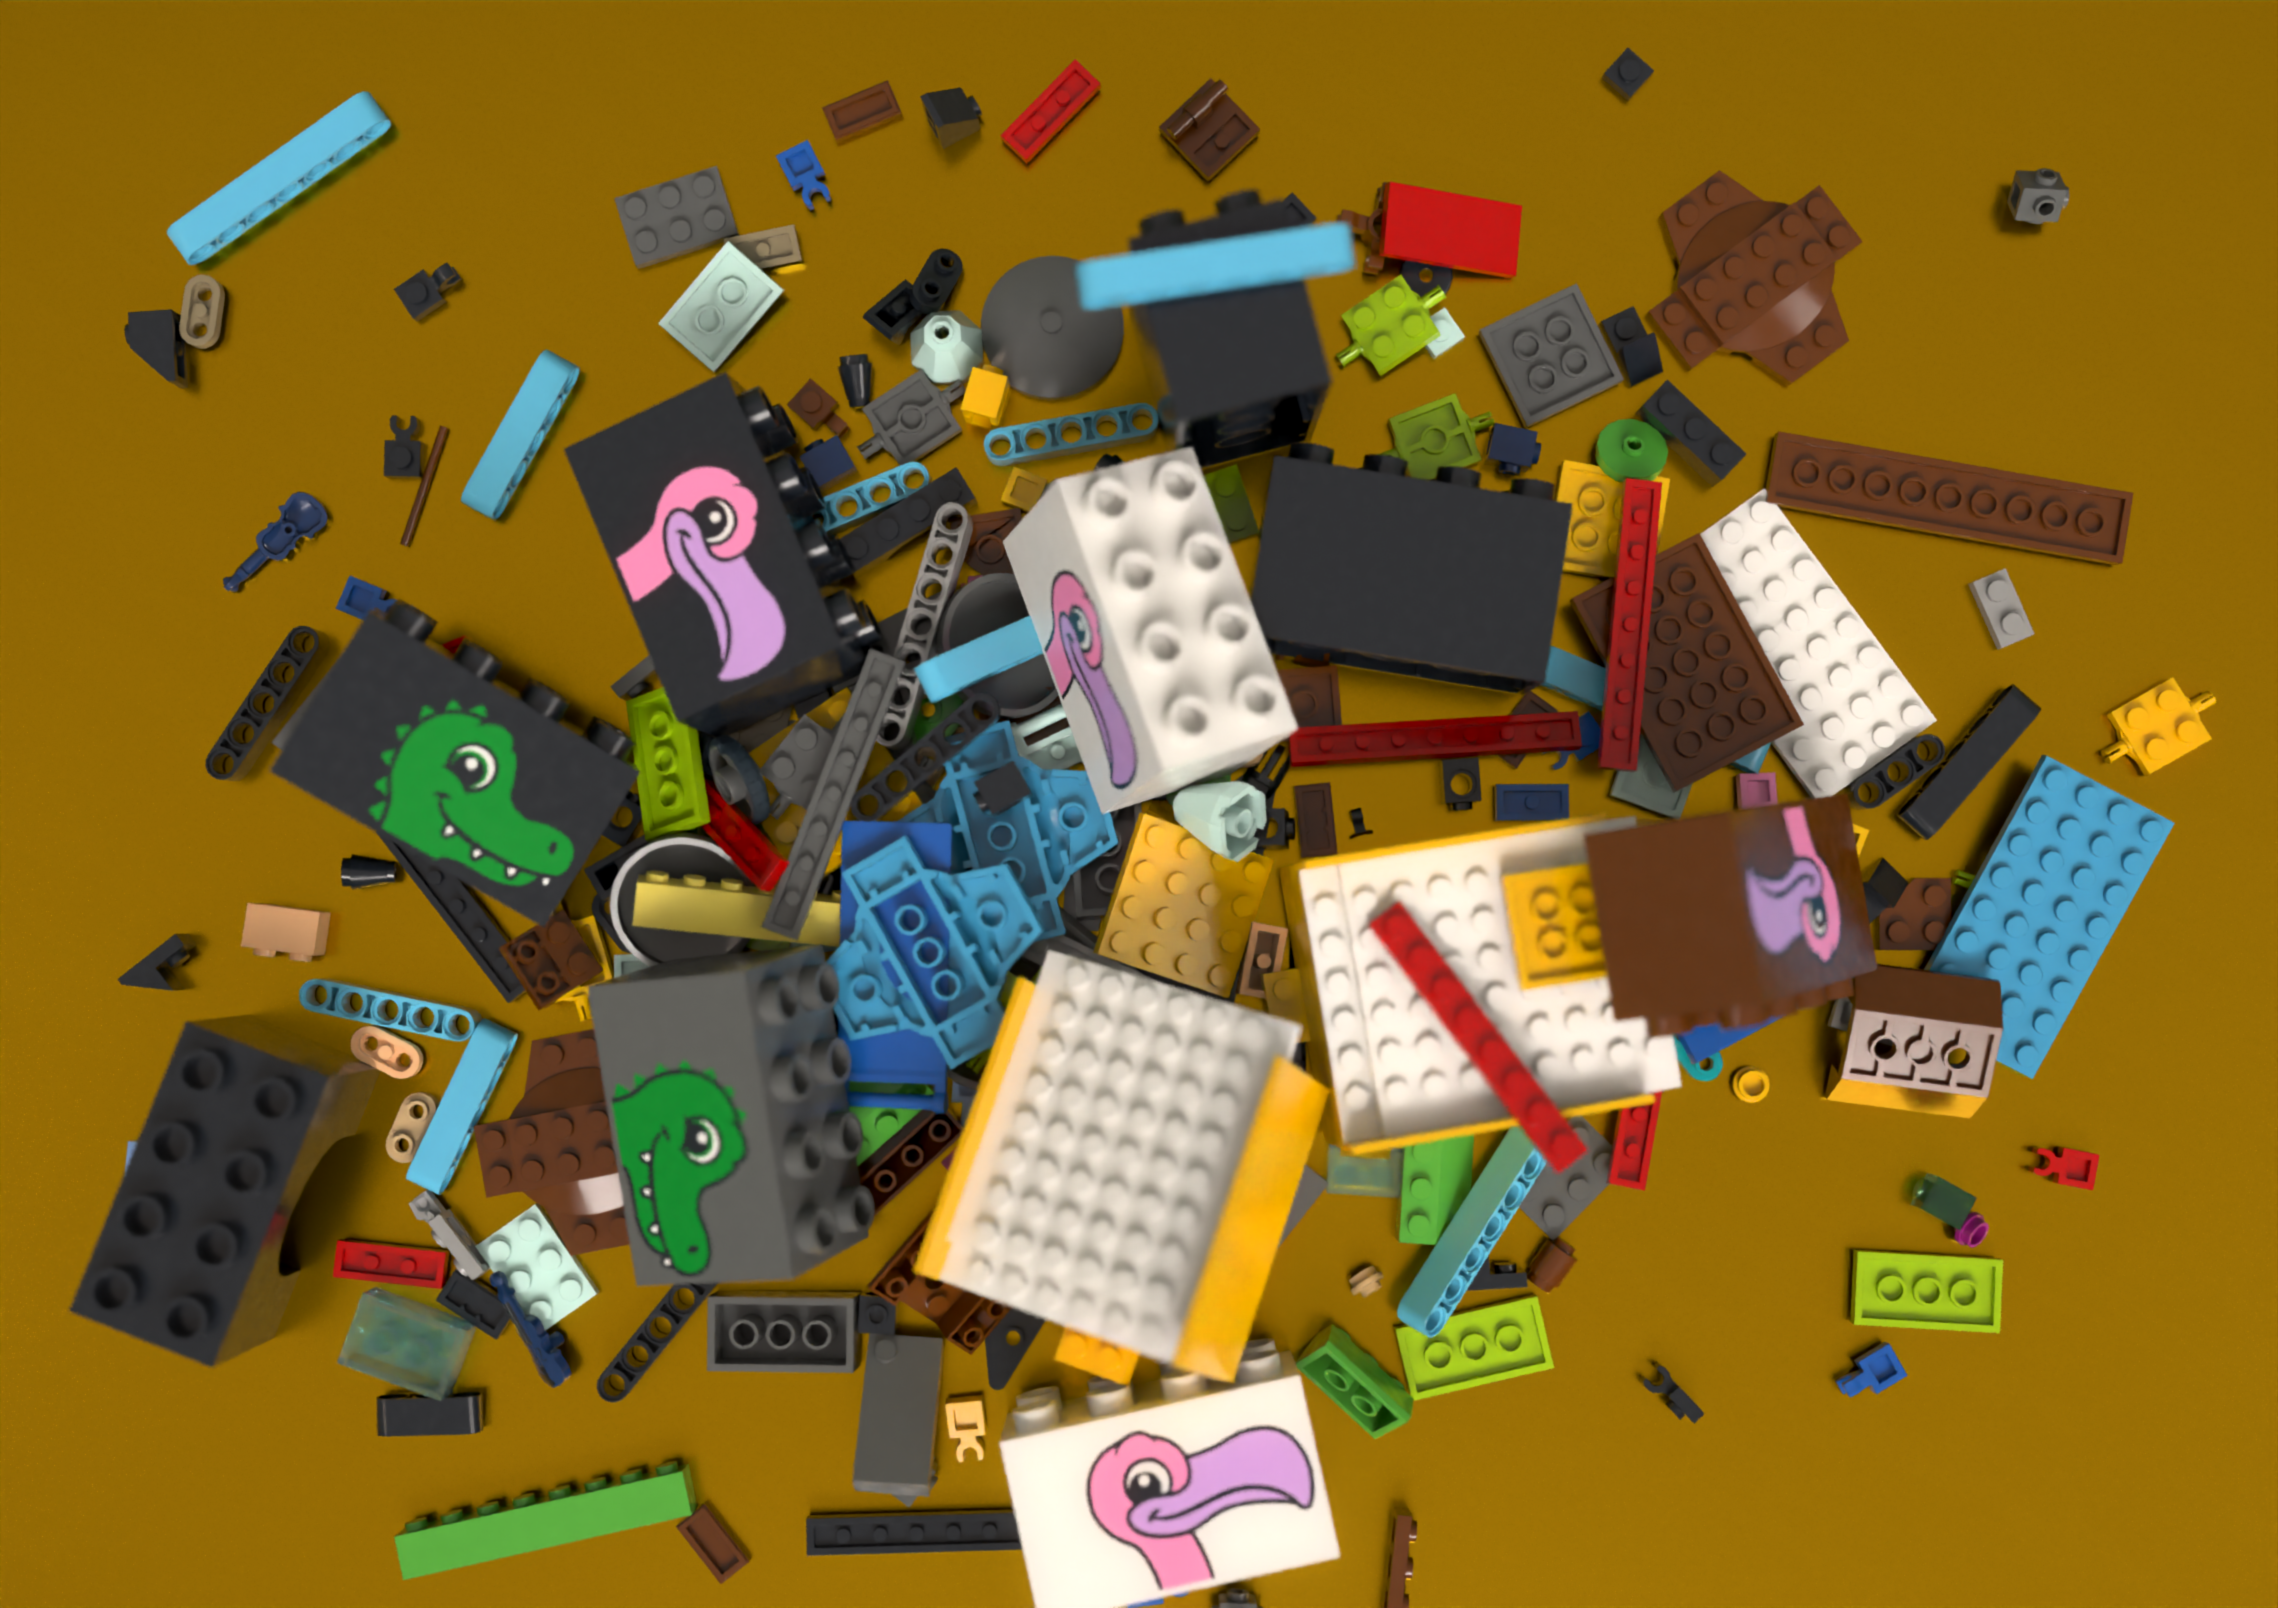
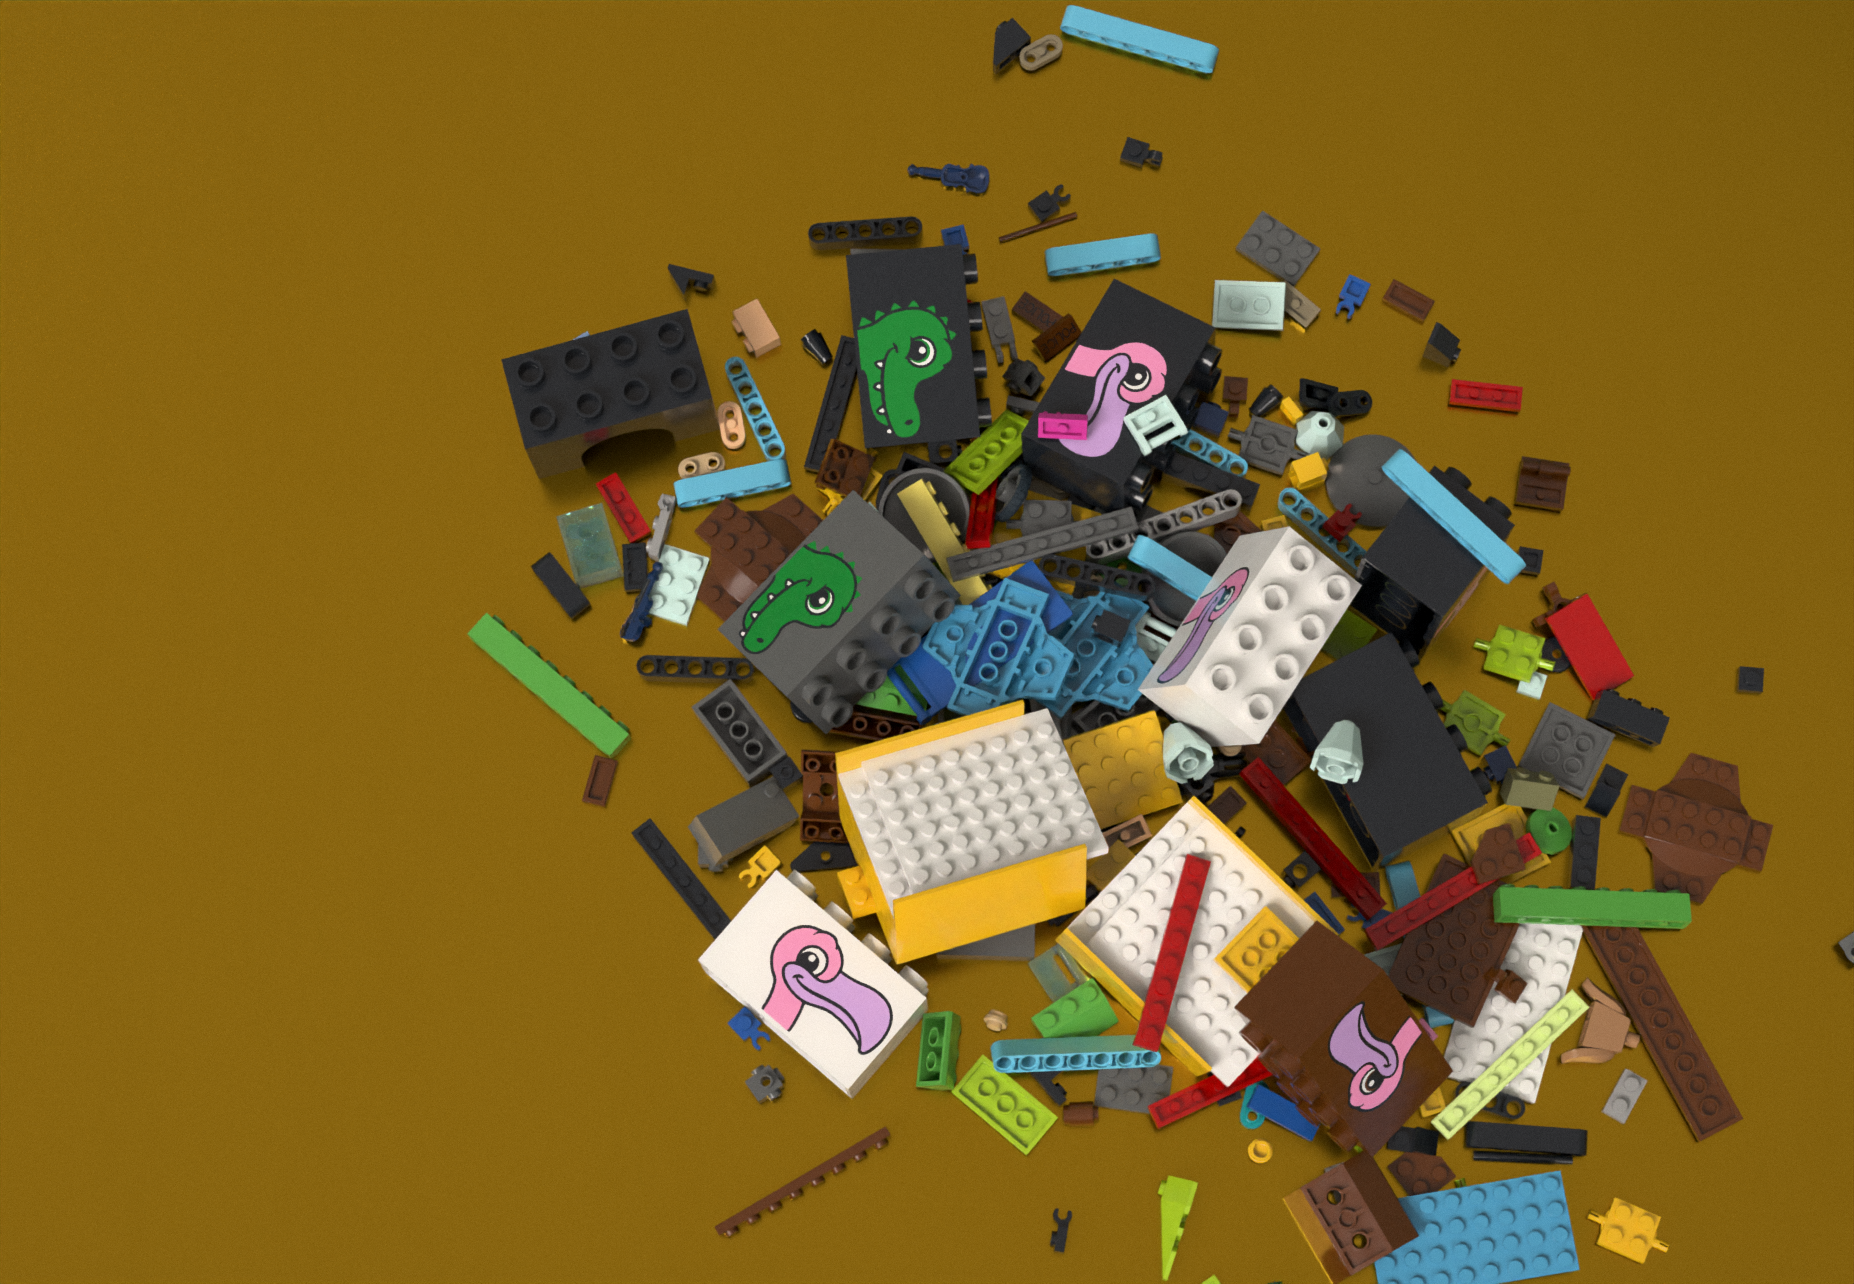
camera: 60 degrees right, 10 degrees down
(514, 629) = (999, 326): none -> light grey hinge
(534, 571) = (1035, 312): none -> reddish brown tile
(581, 570) = (1056, 337): none -> reddish brown tile
(601, 650) = (1023, 377): none -> dark grey brick
(707, 663) = (1062, 426): none -> dark pink plate
(783, 545) = (1150, 419): none -> light aqua plate
(892, 356) = (1292, 410): none -> yellow plate
(1079, 406) = (1341, 523): none -> red plate
(1383, 636) = (1339, 754): none -> light aqua cone
(1569, 251) = (1628, 717): none -> black brick
(1569, 436) = (1529, 788): none -> olive brick
(1627, 539) = (1496, 855): none -> reddish brown plate
(1747, 1235) = (1174, 1208): none -> lime wedge
(1766, 475) = (1591, 907): none -> bright green brick
(1782, 643) = (1508, 983): none -> reddish brown plate
(1876, 716) = (1509, 1064): none -> yellowish green tile
(1911, 573) = (1603, 1029): none -> medium nougat torso
(1981, 789) = (1522, 1157): none -> black bar

